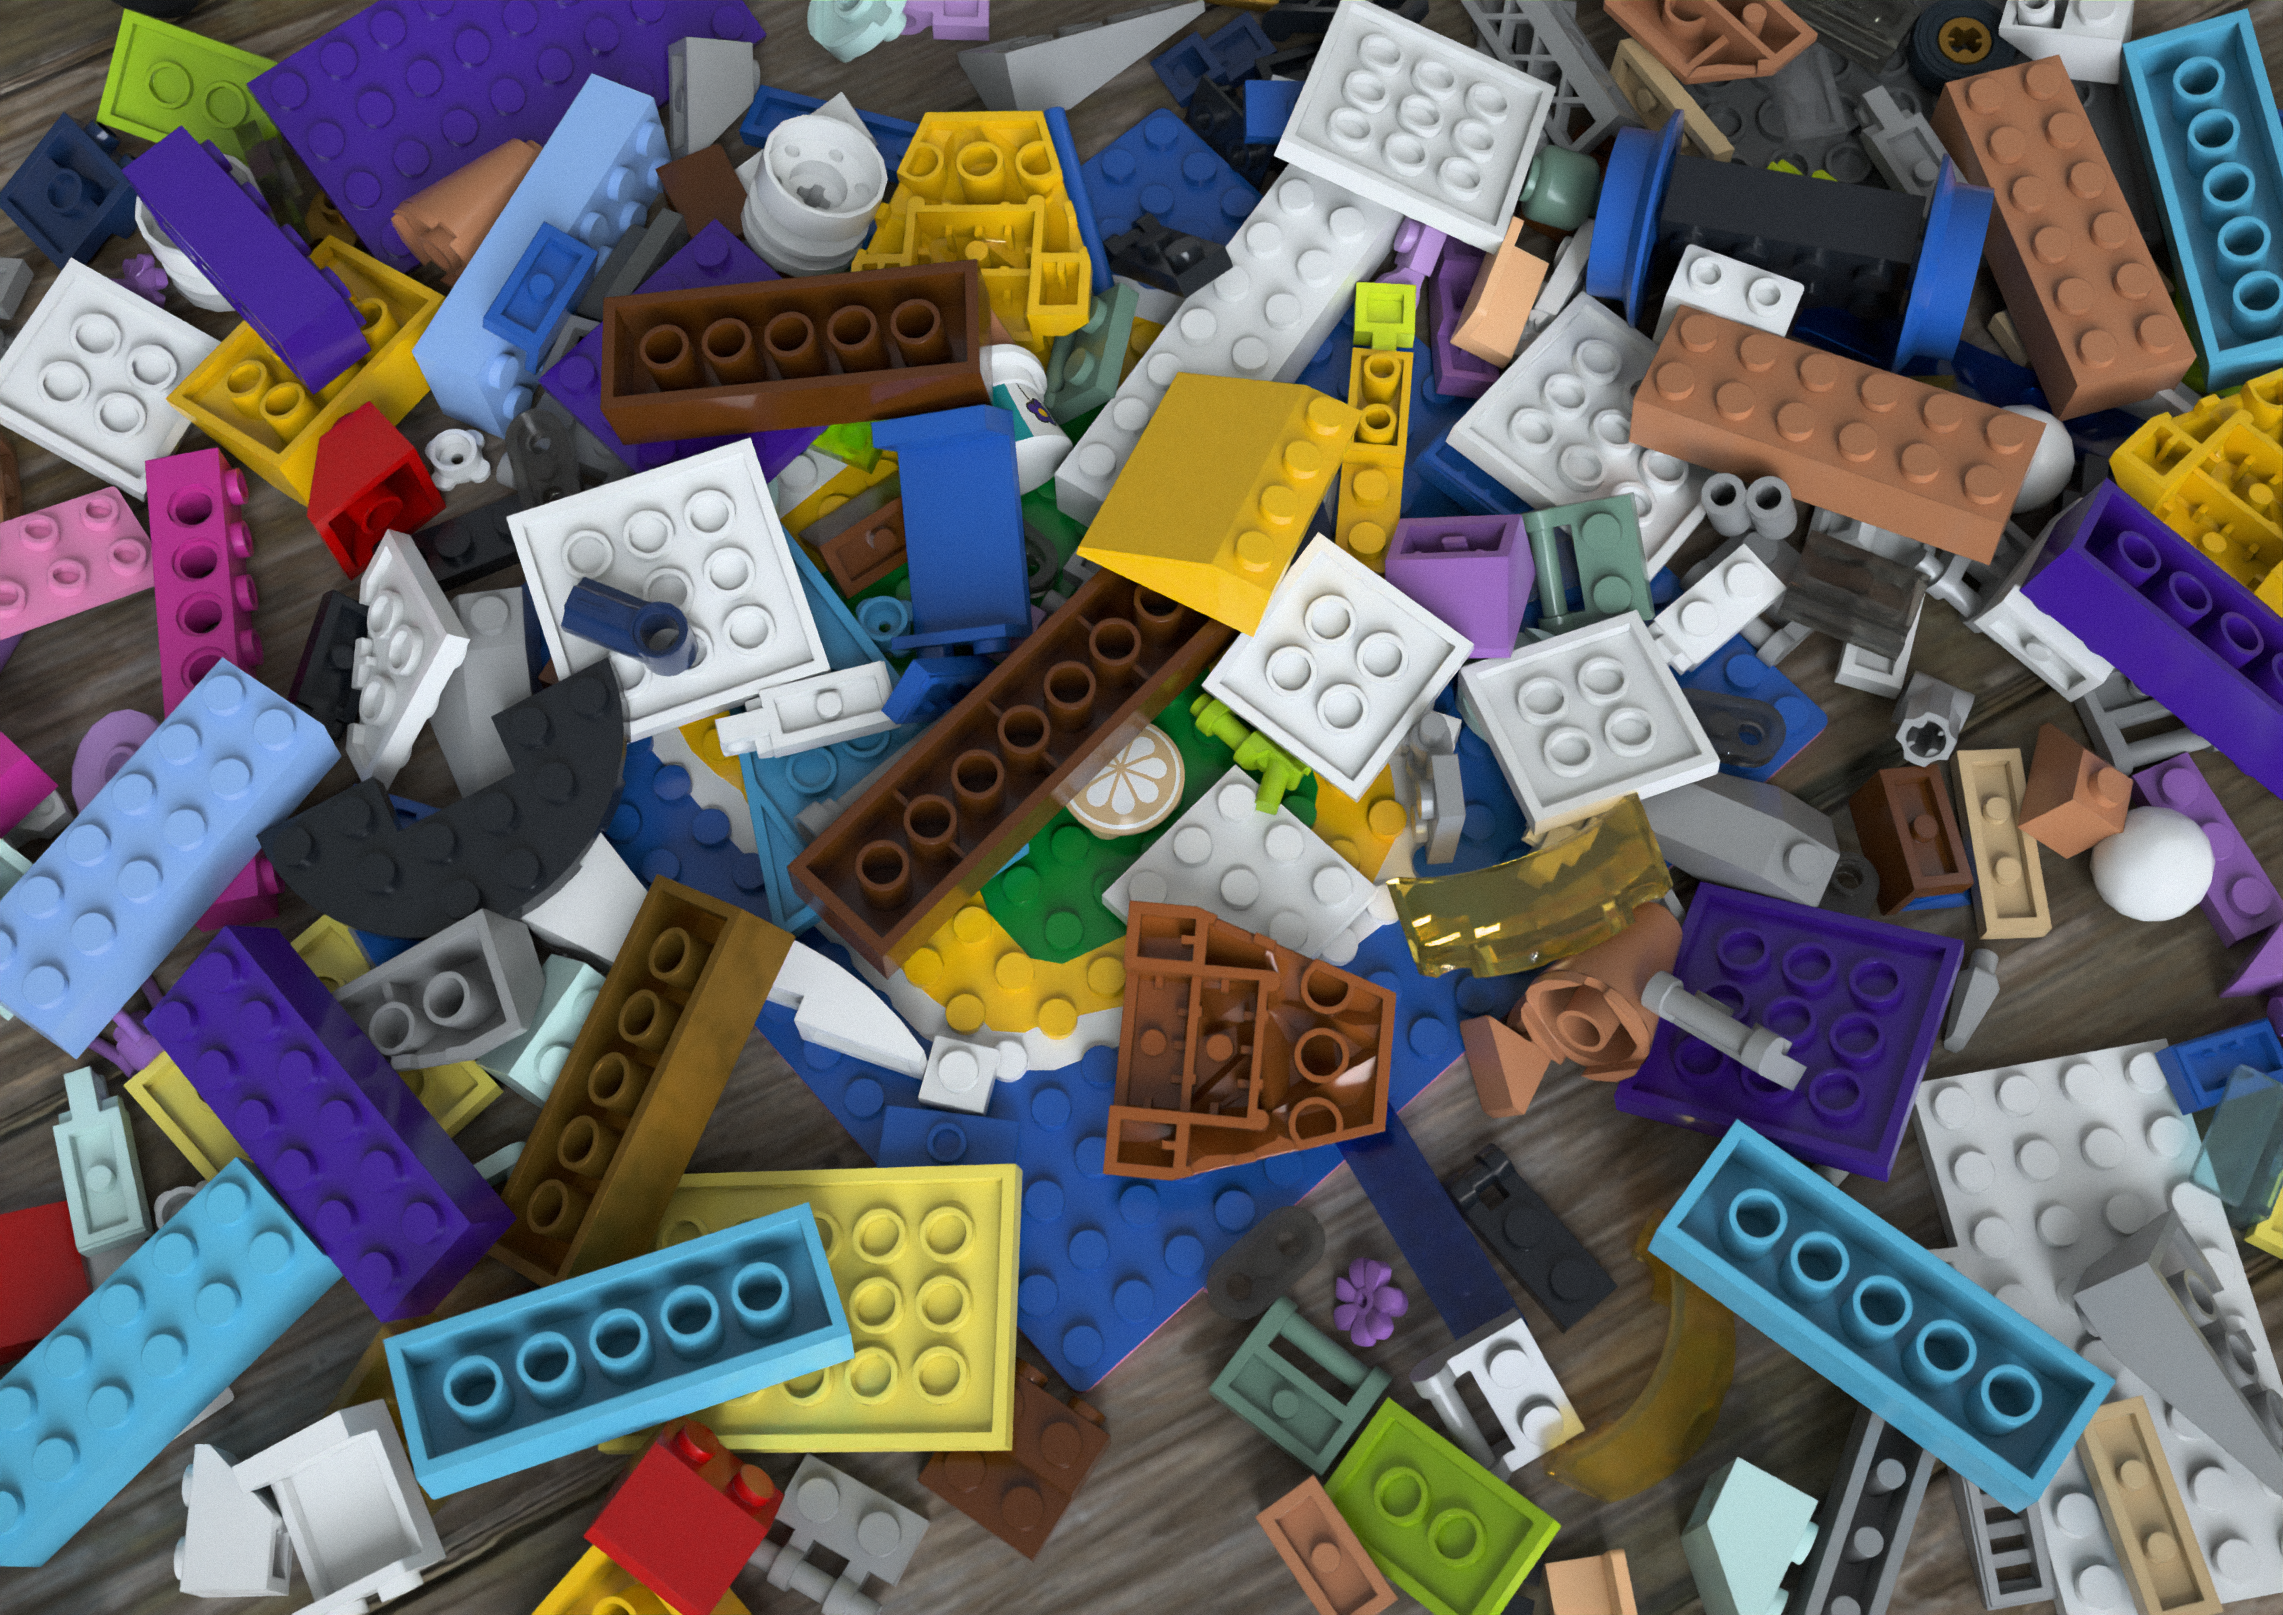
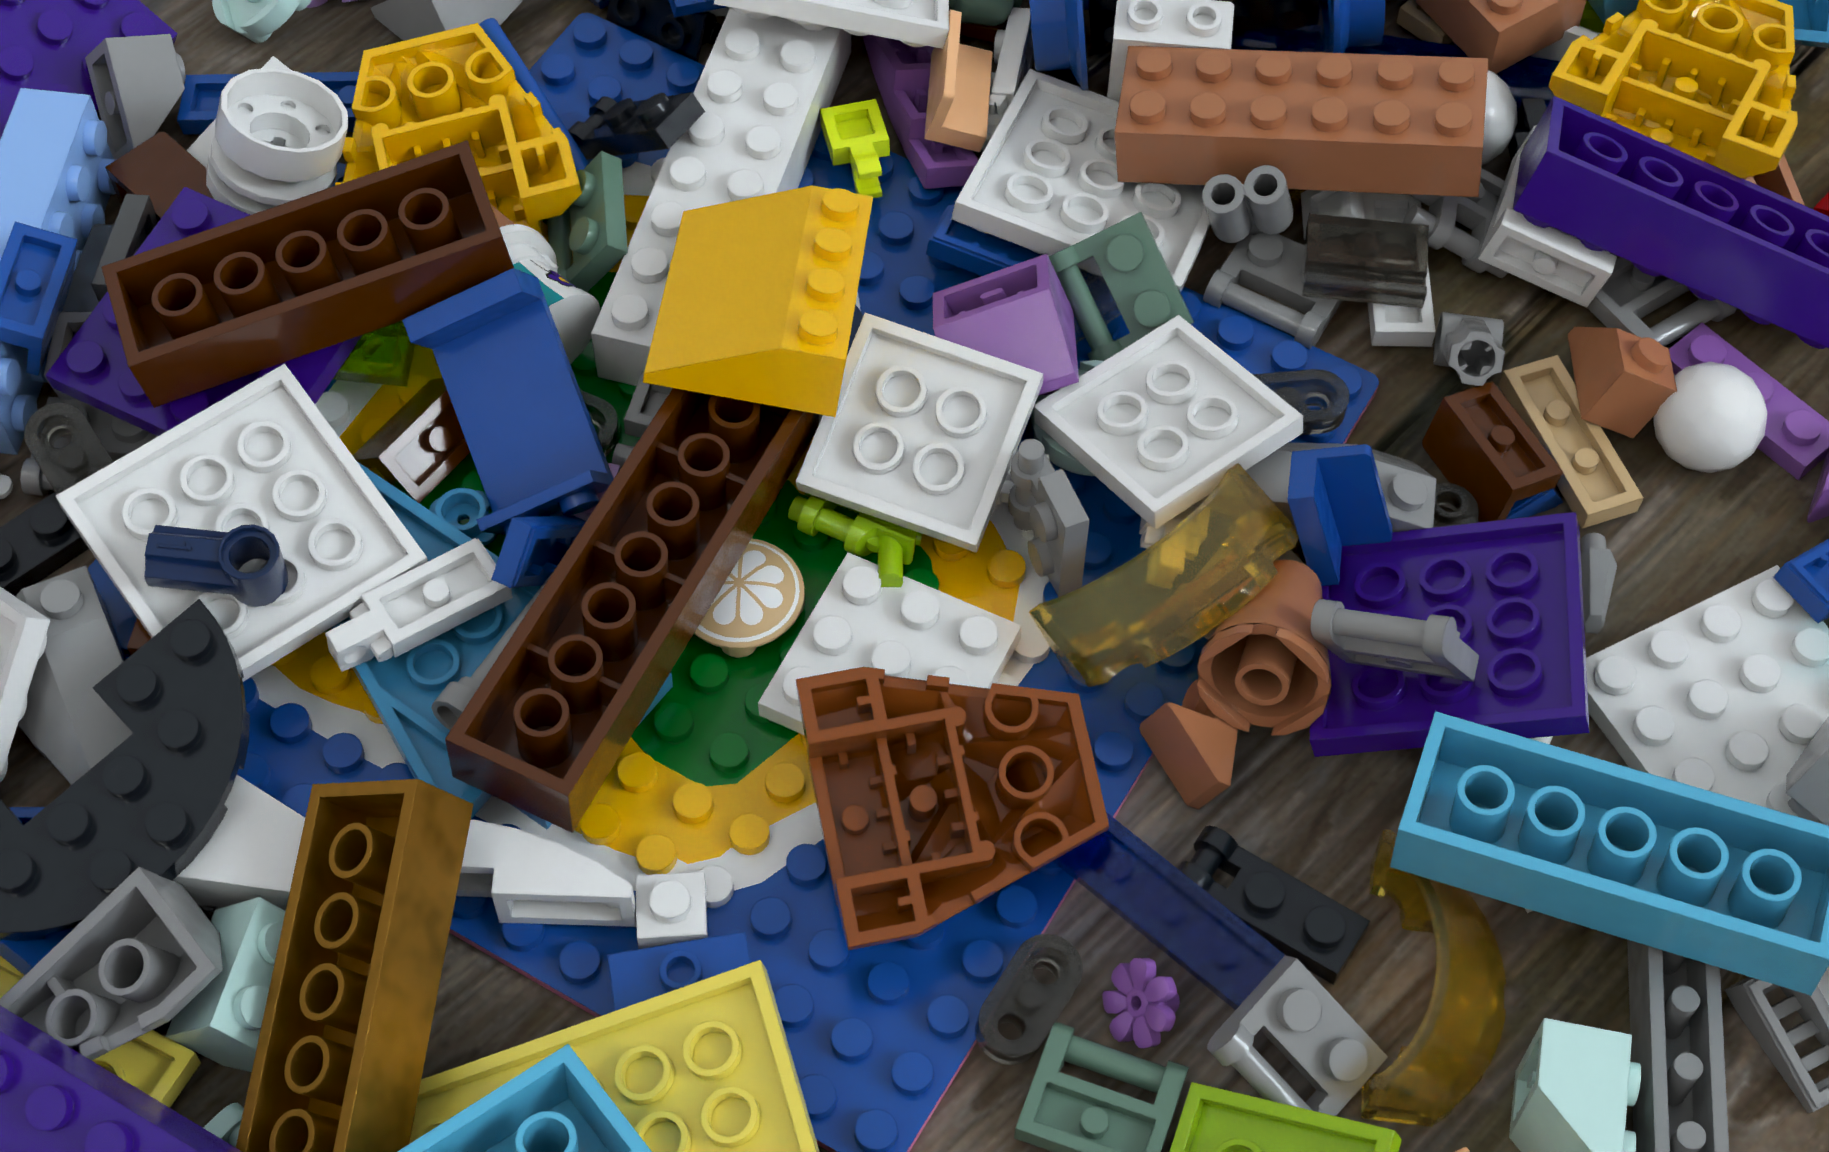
camera: 20 degrees left, 10 degrees down
(1376, 456) = (891, 268): yellow slope -> none
(1417, 254) = (866, 67): lavender plate -> none
(1715, 610) = (1249, 302): white hinge -> none
(1719, 857) = (1336, 504): none -> blue panel

